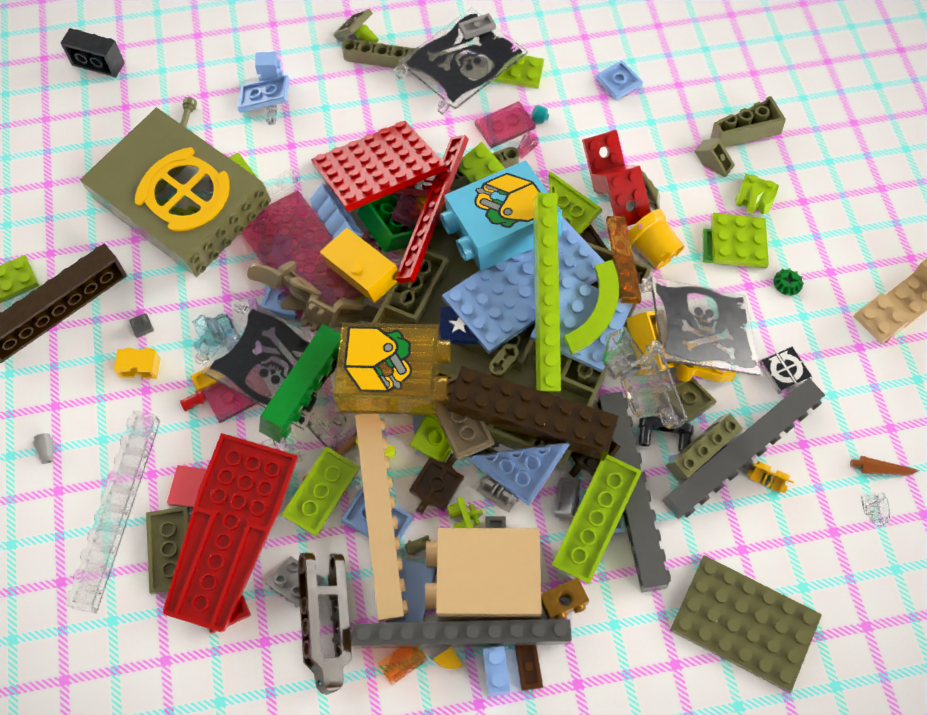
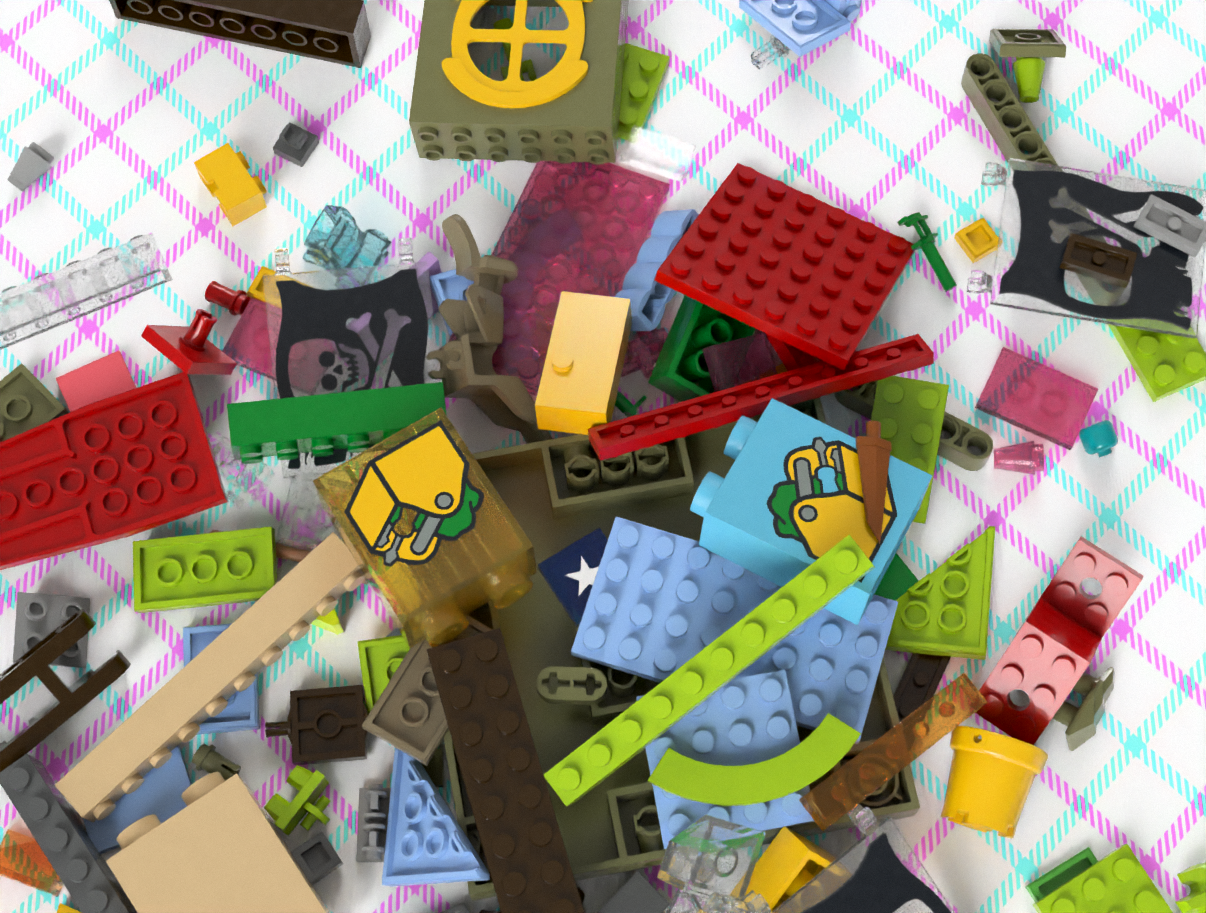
camera: 55 degrees right, 5 degrees up
(207, 426) = (190, 347): none -> red tile
(412, 117) = (928, 247): none -> green piece
(420, 99) = (977, 240): none -> yellow tile
(470, 59) = (1098, 260): none -> dark brown plate
(505, 175) = (873, 466): none -> dark orange bar

